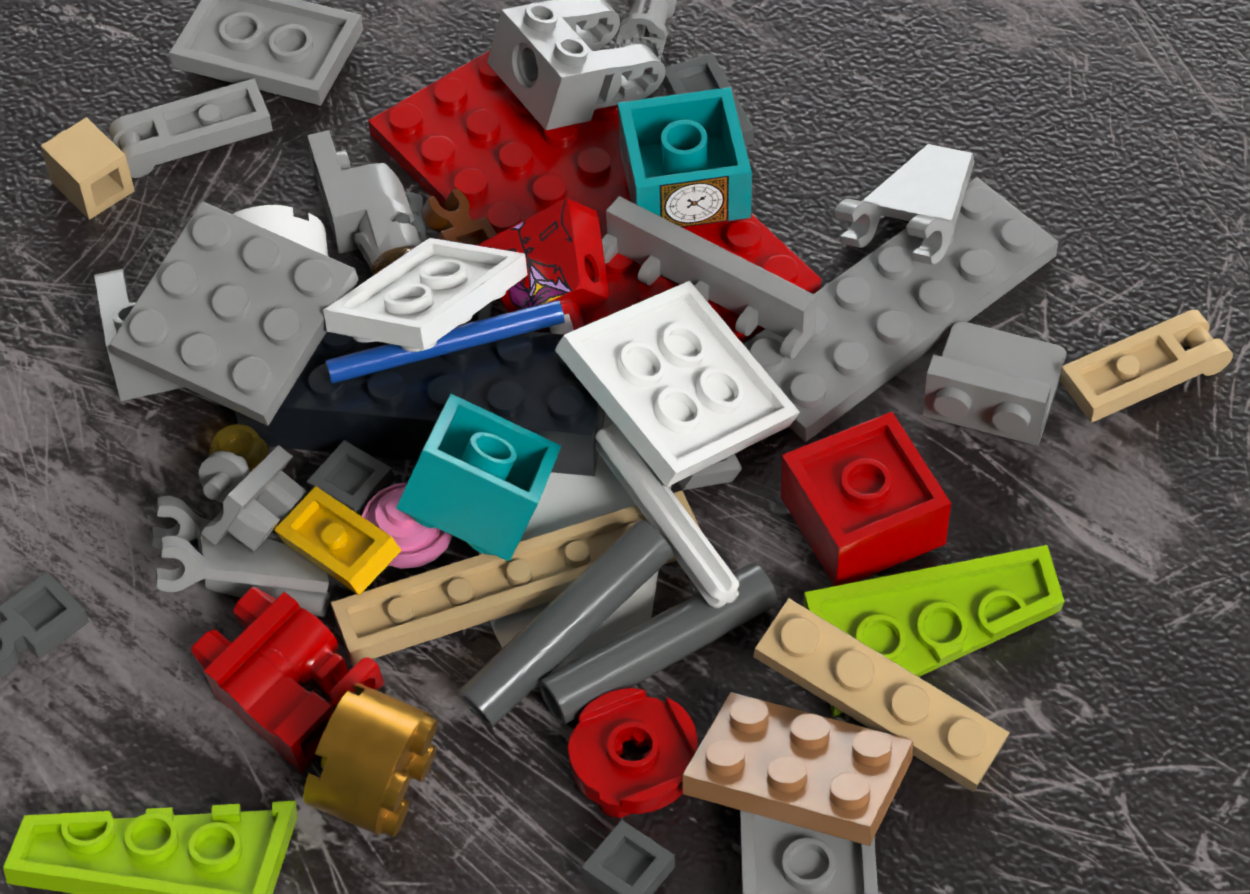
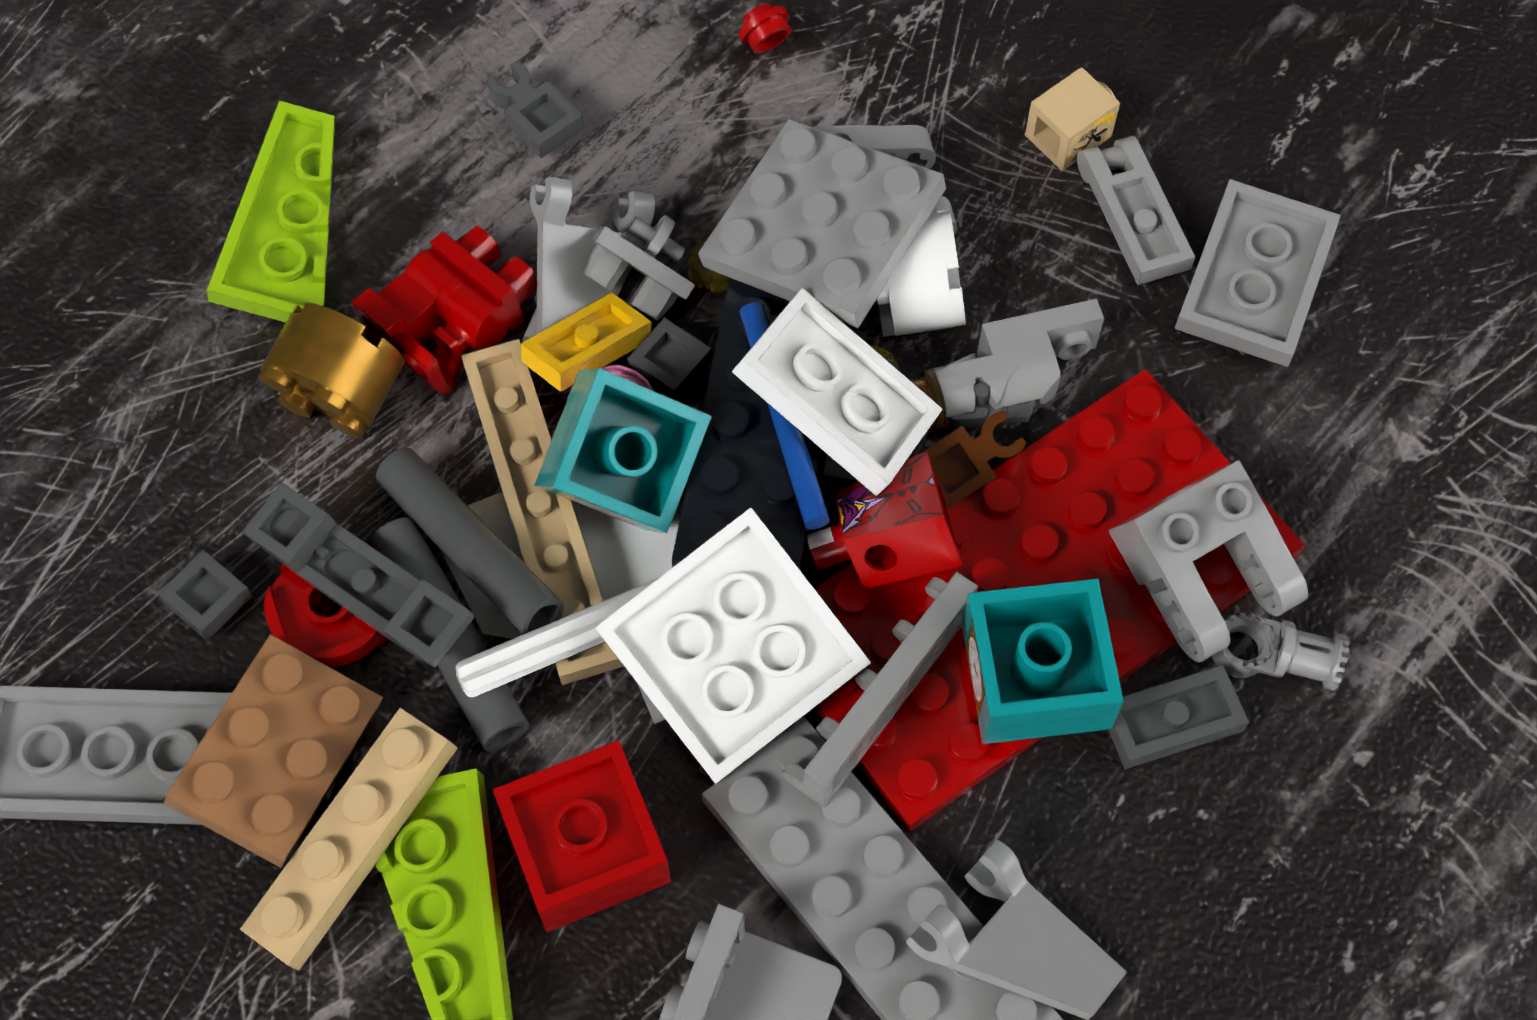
camera: 90 degrees right, 10 degrees up
(624, 691) = (358, 576): none -> dark grey slope

